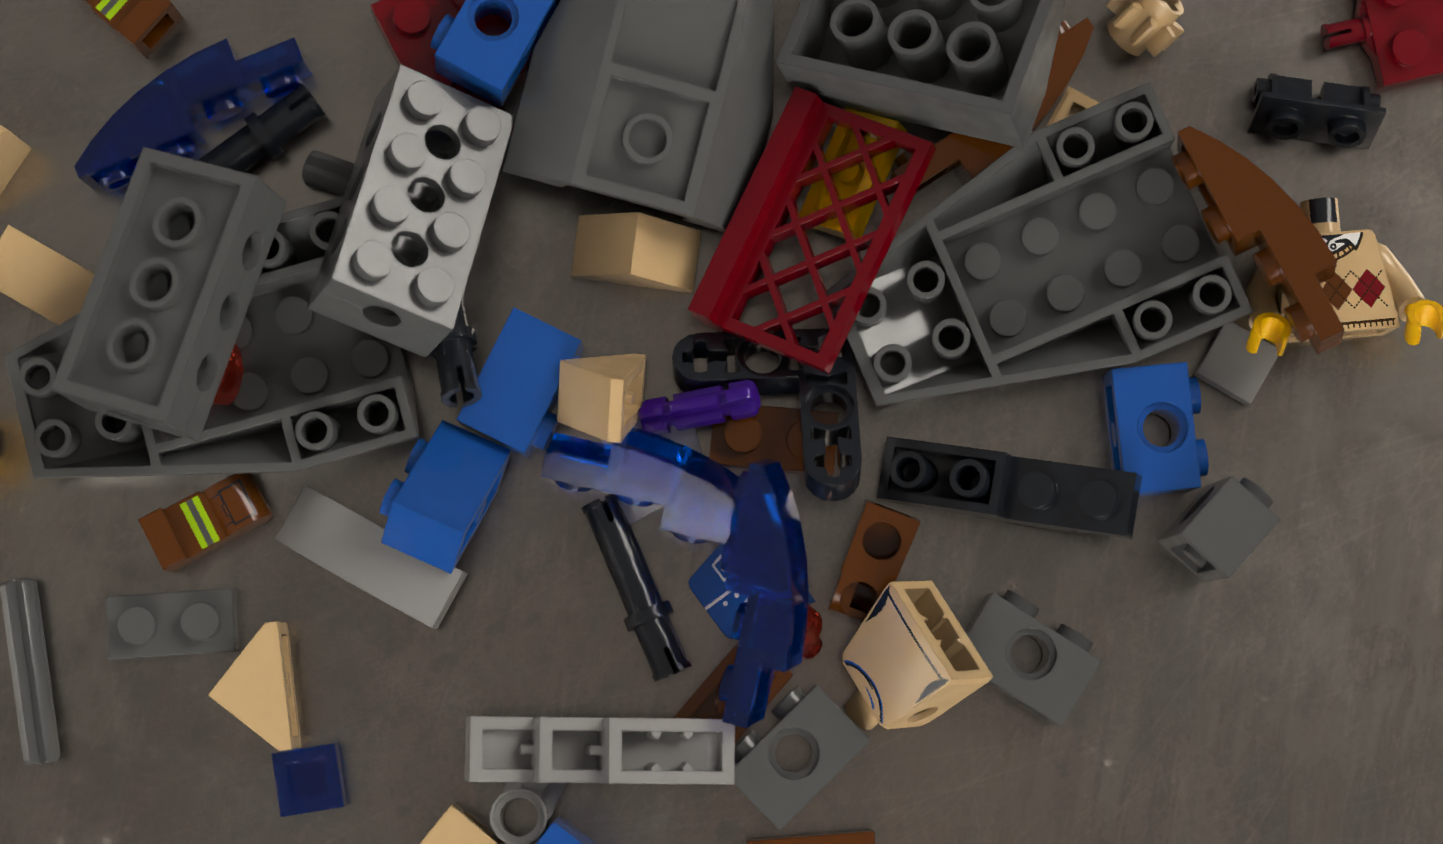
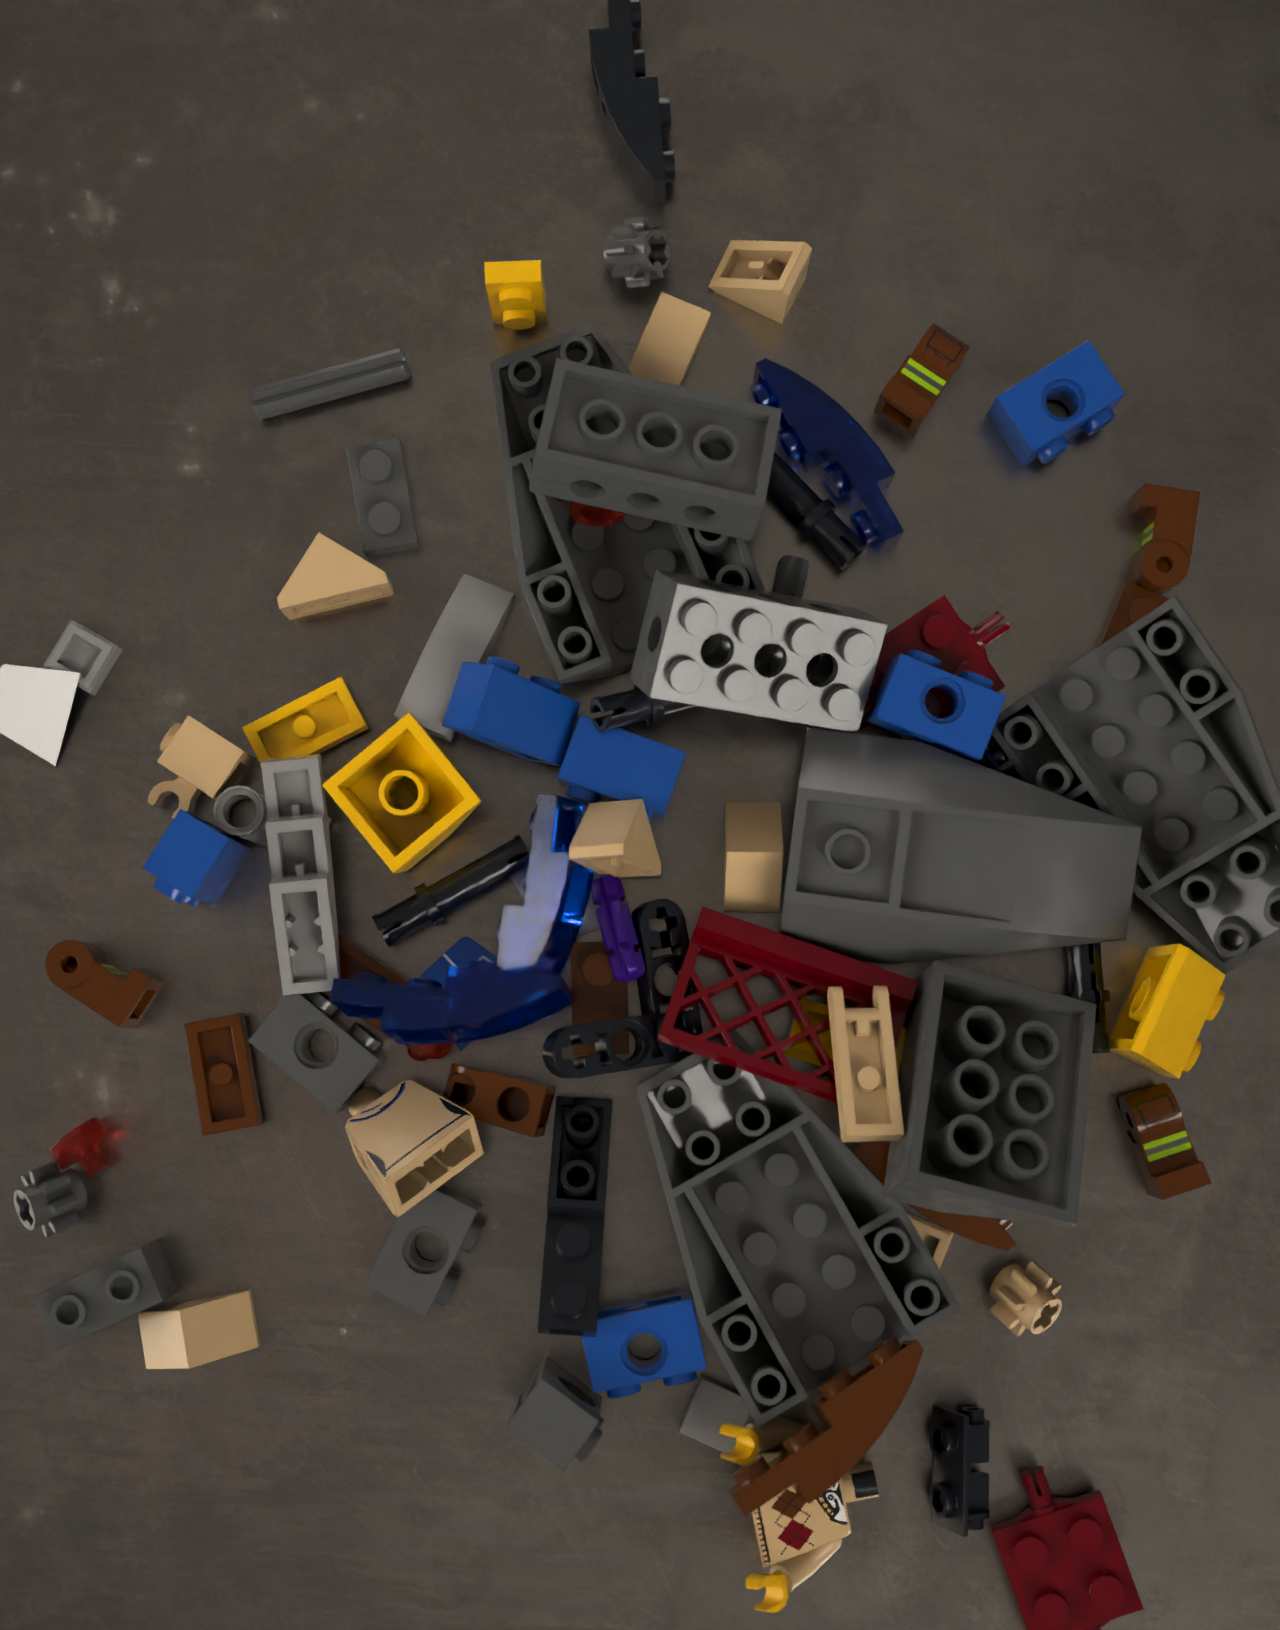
camera: 90 degrees right, 0 degrees up
(205, 521) = (470, 510): reddish brown leg -> none
(309, 779) = (258, 629): clear blue plate -> none
(428, 735) = (307, 724): none -> yellow plate
(521, 626) = (403, 794): none -> yellow slope
(884, 149) = (865, 1068): none -> tan hinge

